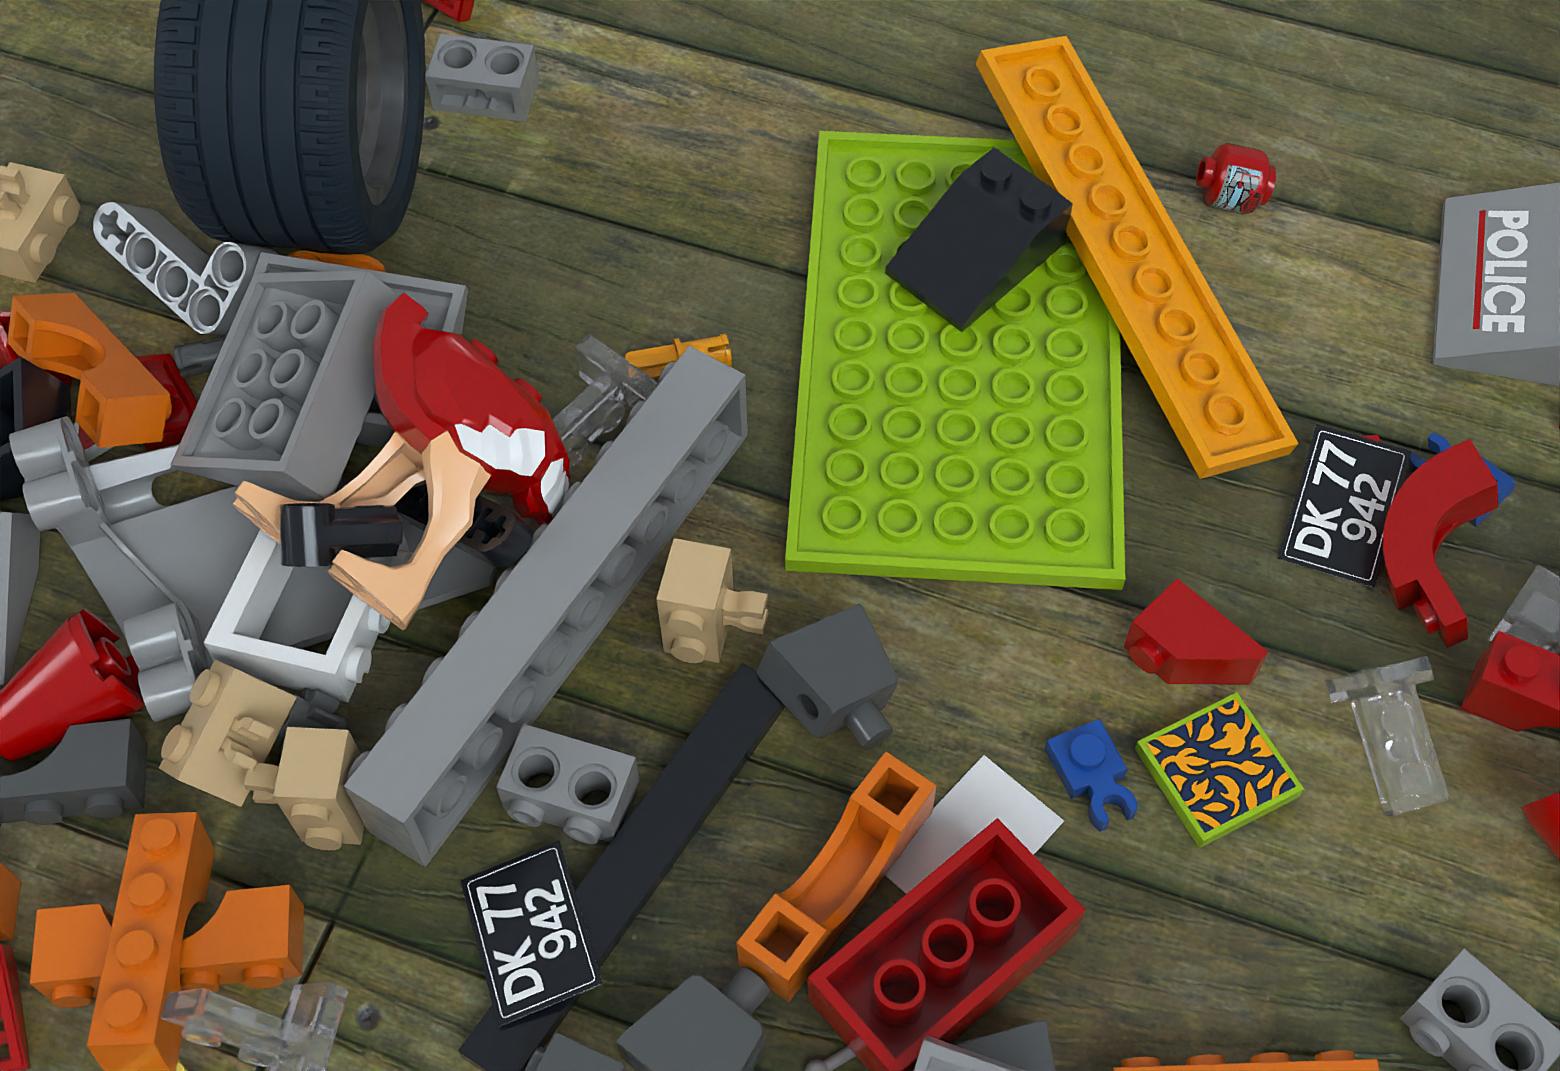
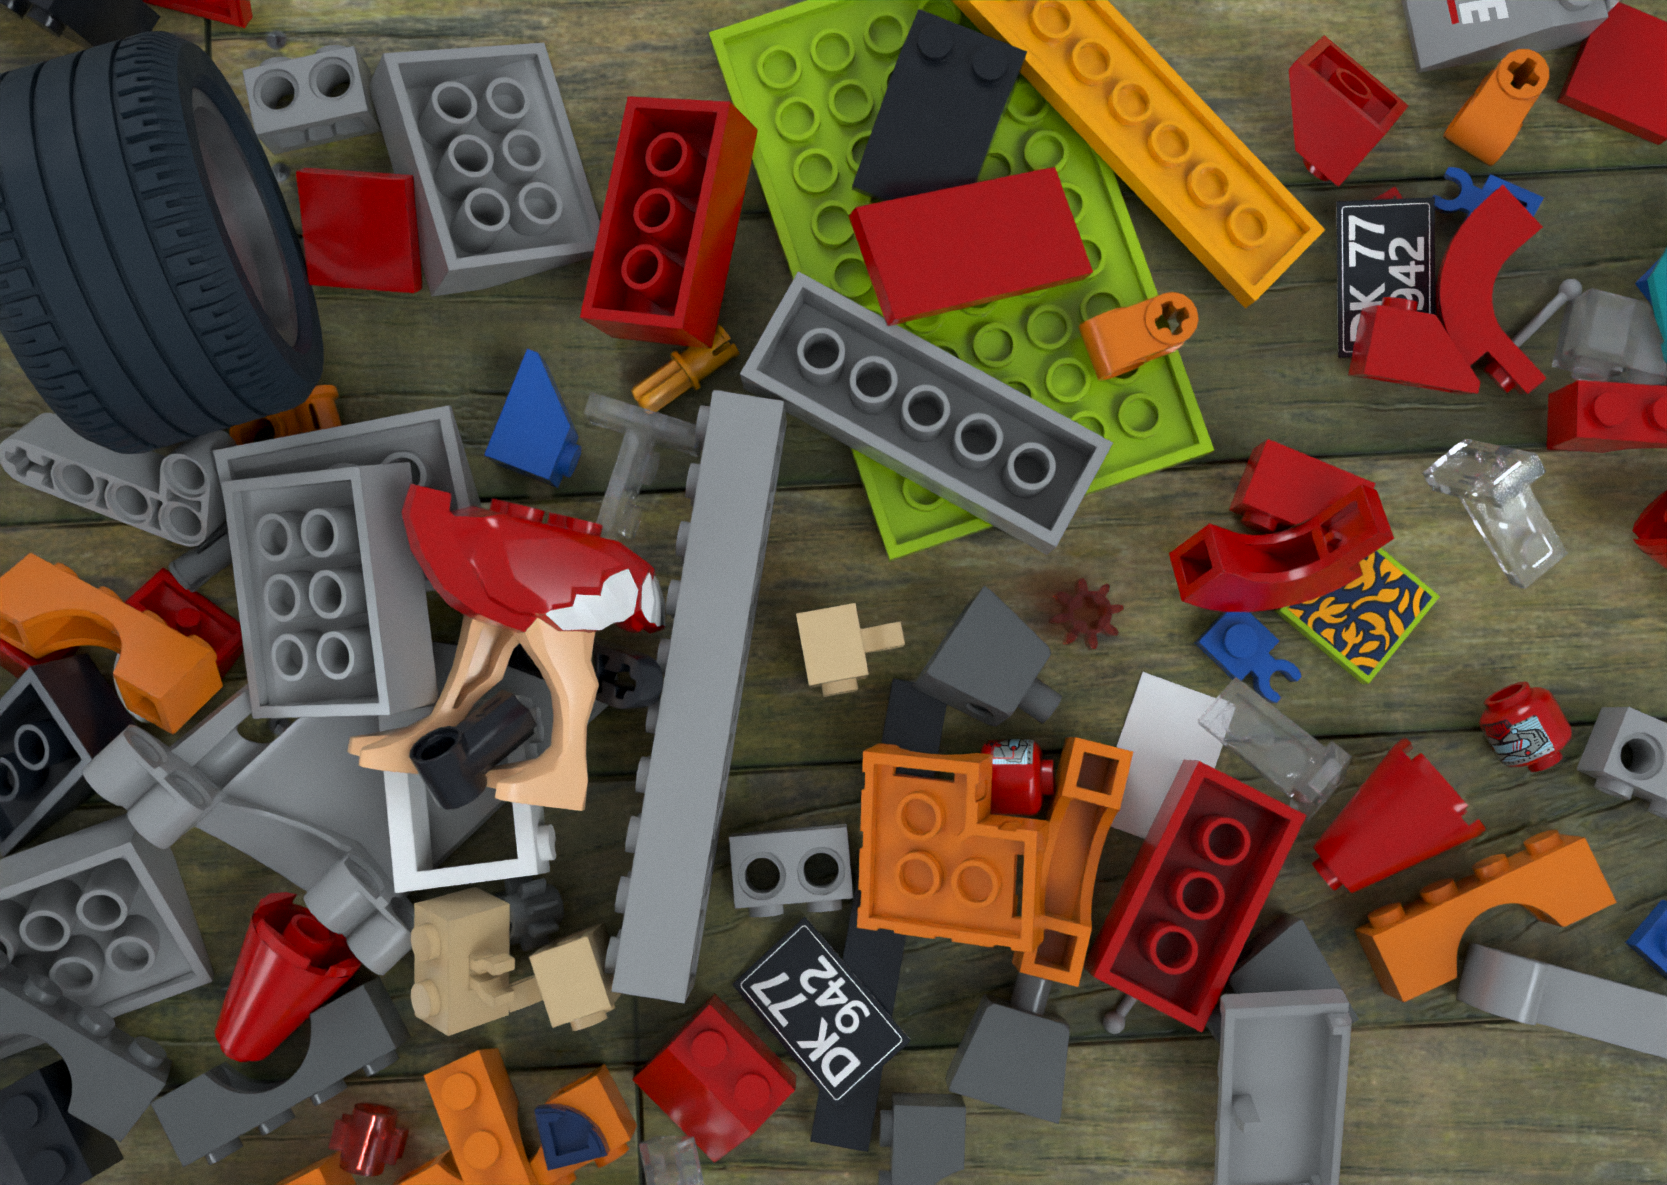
camera: 25 degrees left, 25 degrees up
(52, 866) = (368, 1139): none -> clear red gear
(231, 924) = (568, 1136): none -> dark blue tile
(397, 950) = (716, 1079): none -> red slope
(468, 165) = (360, 229): none -> red tile
(535, 344) = (535, 427): none -> blue slope
(592, 162) = (488, 163): none -> light grey slope
(712, 800) = (940, 858): none -> orange piece
(718, 239) = (669, 221): none -> red brick
(811, 786) = (1018, 776): none -> red head
(871, 444) = (924, 413): none -> light grey brick
(947, 657) = (1093, 600): none -> clear red gear
(964, 327) = (969, 245): none -> red tile
(1085, 453) = (1128, 335): none -> orange piece
(1097, 871) = (1276, 747): none -> clear bracket
(1145, 698) = (1282, 568): none -> red arch
(1179, 970) = (1393, 823): none -> red cone
(1342, 359) = (1337, 110): none -> red slope
(1345, 565) = (1409, 350): none -> red slope
(1351, 937) = (1525, 726): none -> red head
(1496, 401) = (1496, 108): none -> orange piece
(1518, 580) = (1567, 291): none -> light grey hinge

